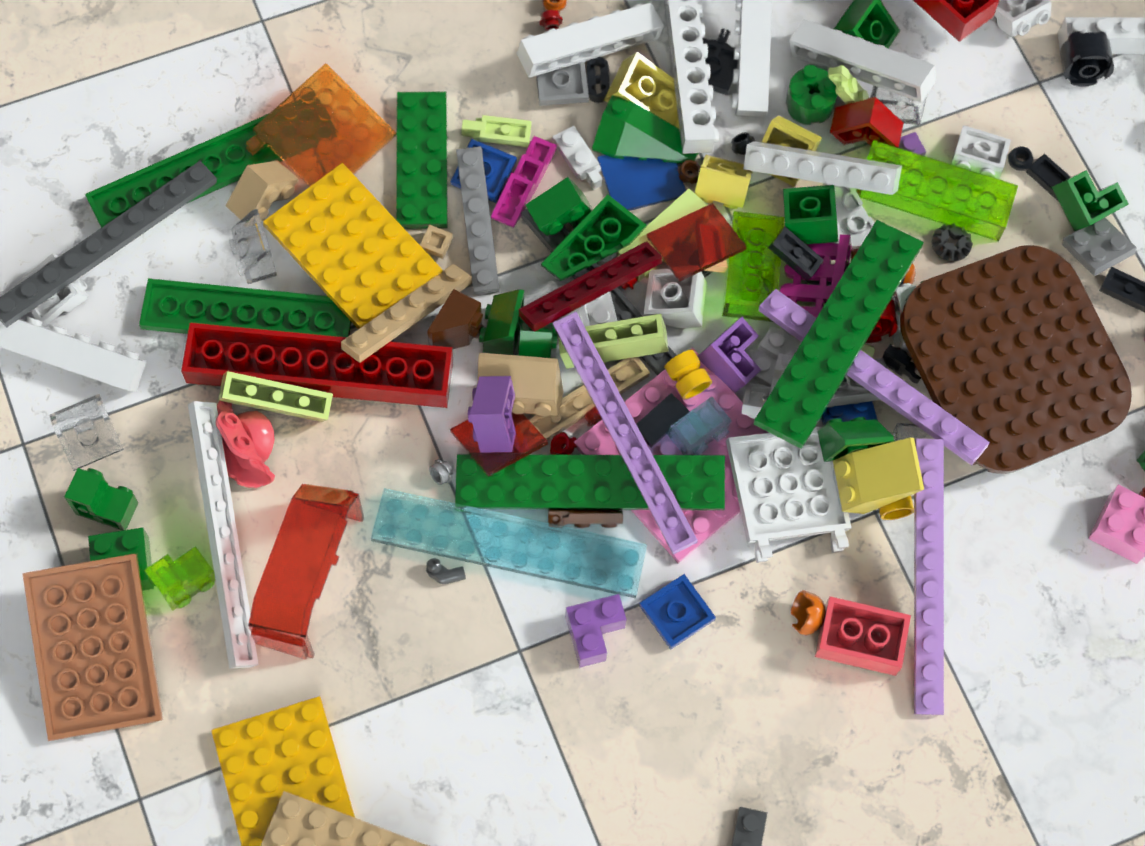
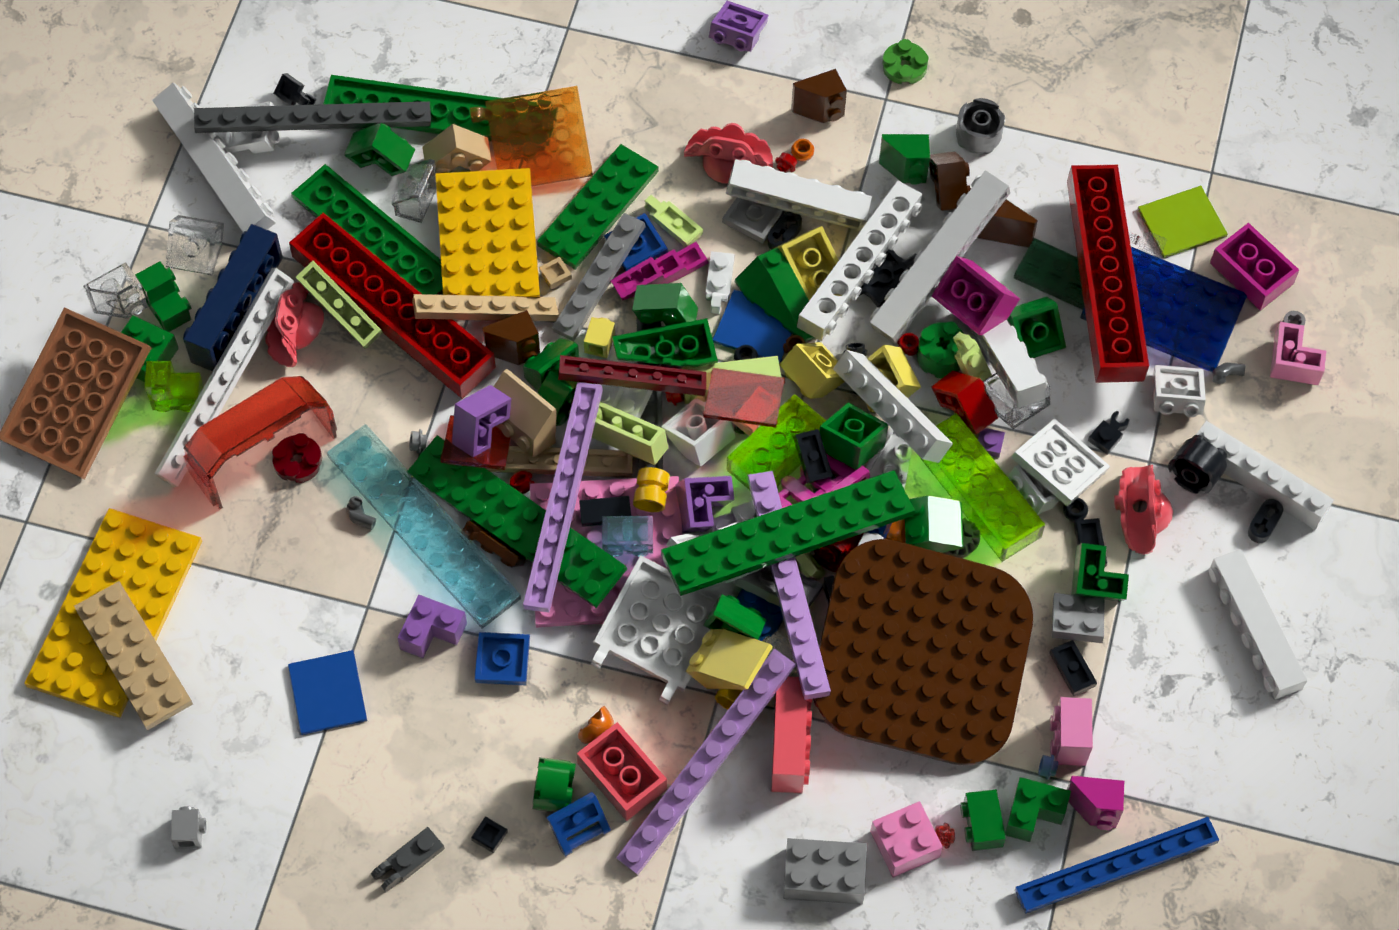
camera: 40 degrees right, 5 degrees down
(54, 525) = (116, 293): none -> clear slope
(58, 232) = (291, 91): none -> black plate
(168, 456) = (232, 296): none -> dark blue brick
(189, 230) = (380, 147): none -> green brick
(360, 570) = (297, 445): none -> dark red plate
(494, 41) = (725, 145): none -> coral piece
(522, 271) = (599, 337): none -> light yellow brick
(549, 752) = (327, 692): none -> blue piece
(653, 201) = (745, 350): none -> black plate
(779, 103) = (909, 338): none -> red plate
(794, 773) = (489, 834): none -> black tile
(810, 32) = (974, 296): none -> dark pink slope
(818, 690) = (552, 784): none -> green brick
(865, 707) = (574, 819): none -> blue plate
(940, 245) = (935, 524): none -> slope
(977, 509) = (791, 738): none -> coral brick
(983, 126) = (1060, 462): none -> white plate
(991, 80) = (1108, 434): none -> black plate
(1085, 136) = (1142, 527): none -> coral piece
(1089, 598) = (825, 871): none -> light grey brick

